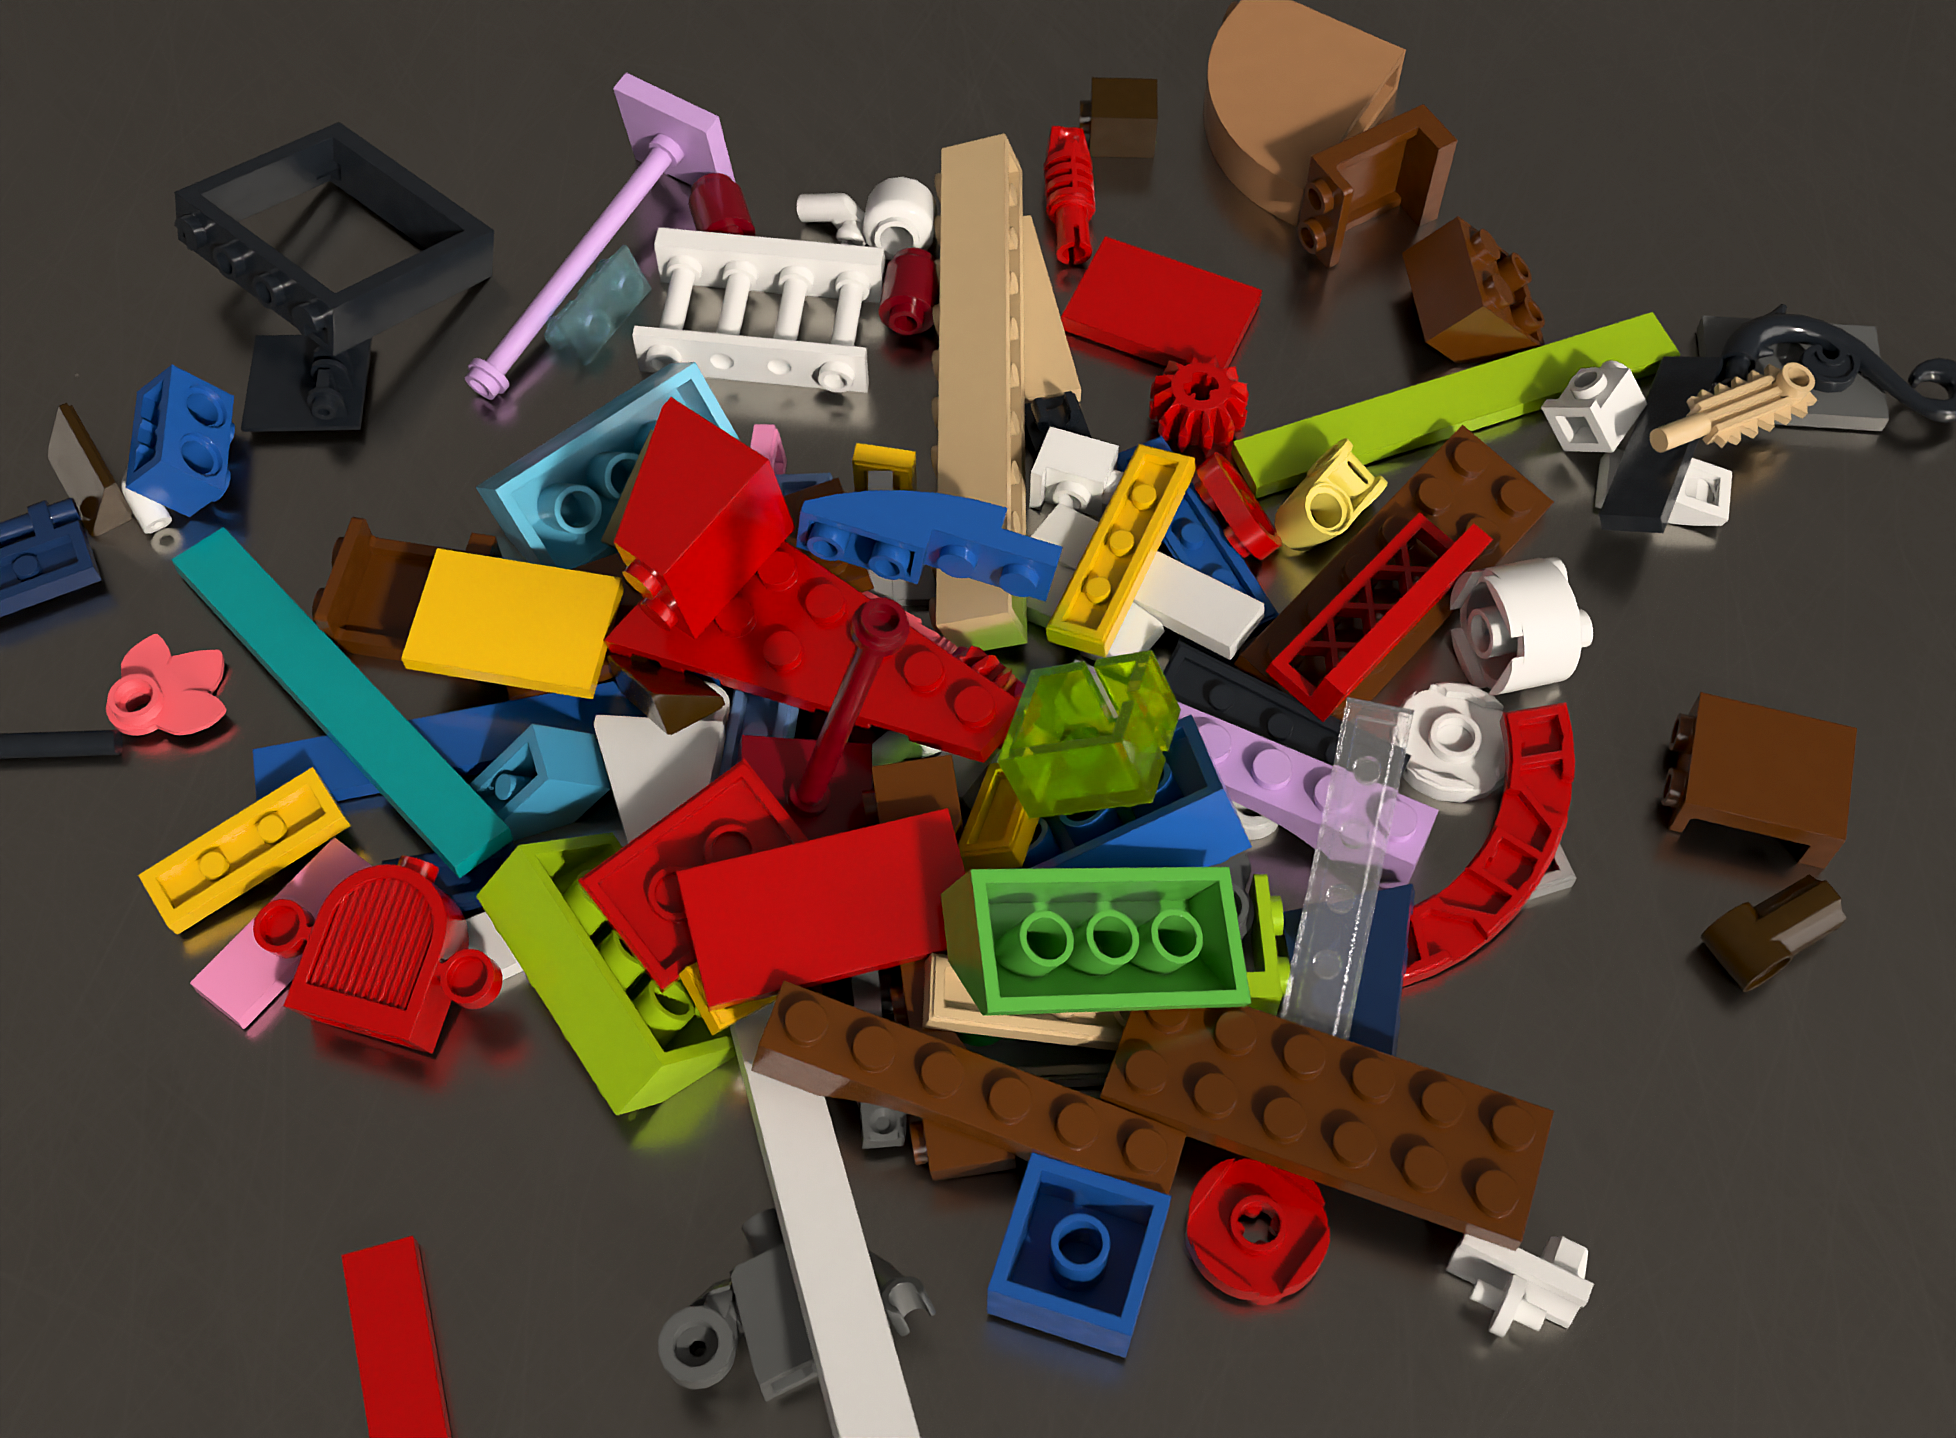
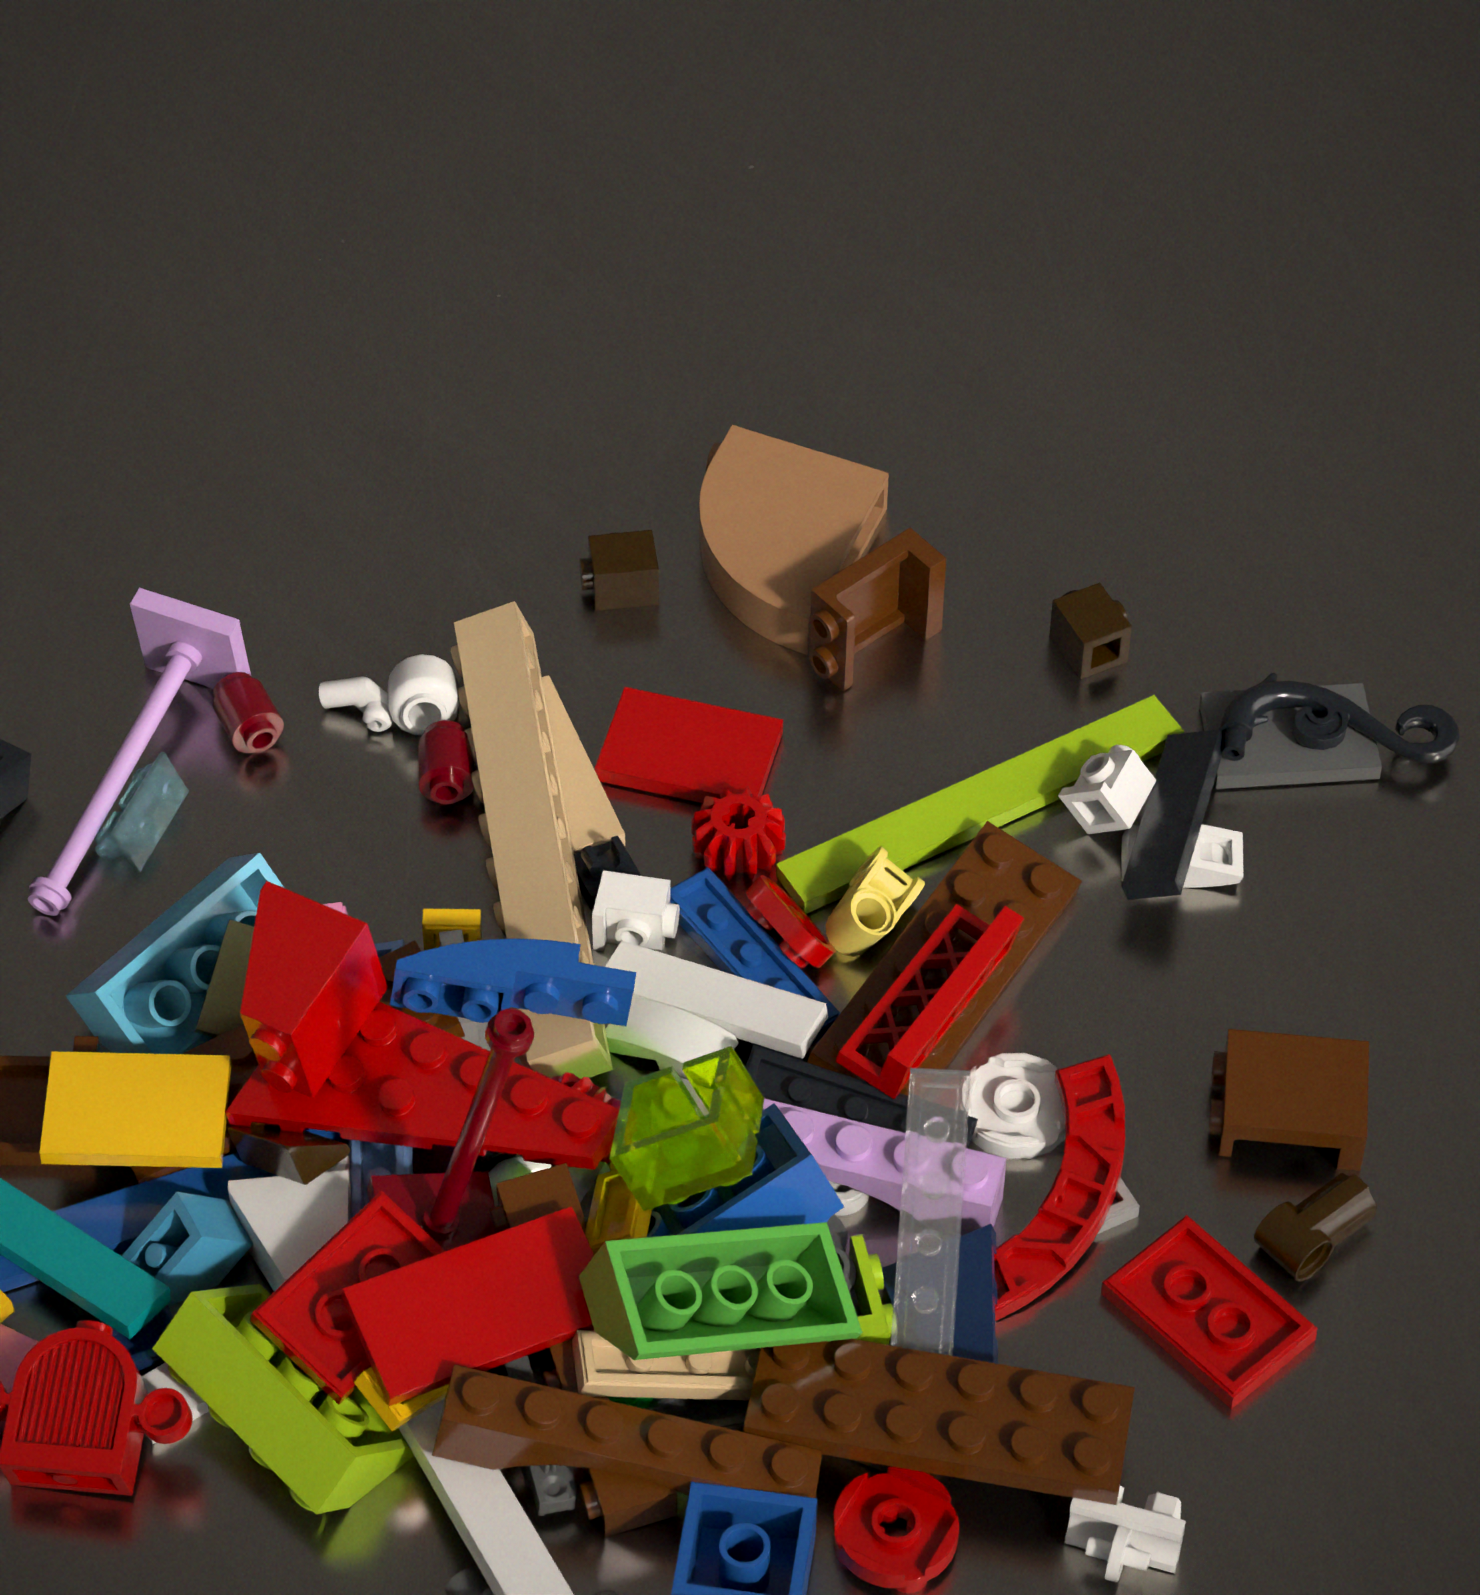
camera: 10 degrees left, 10 degrees down
(770, 266) = (305, 755): white fence -> none
(1069, 191) = (583, 648): red hinge -> none
(1121, 550) = (687, 973): yellow tile -> none
(1472, 295) = (982, 700): reddish brown slope -> none
(1518, 625) = (1059, 993): white brick -> none
(1593, 236) = (1090, 630): none -> dark brown brick
(1641, 1014) = (1209, 1311): none -> red tile
(1741, 408) = (1240, 773): tan piece -> none

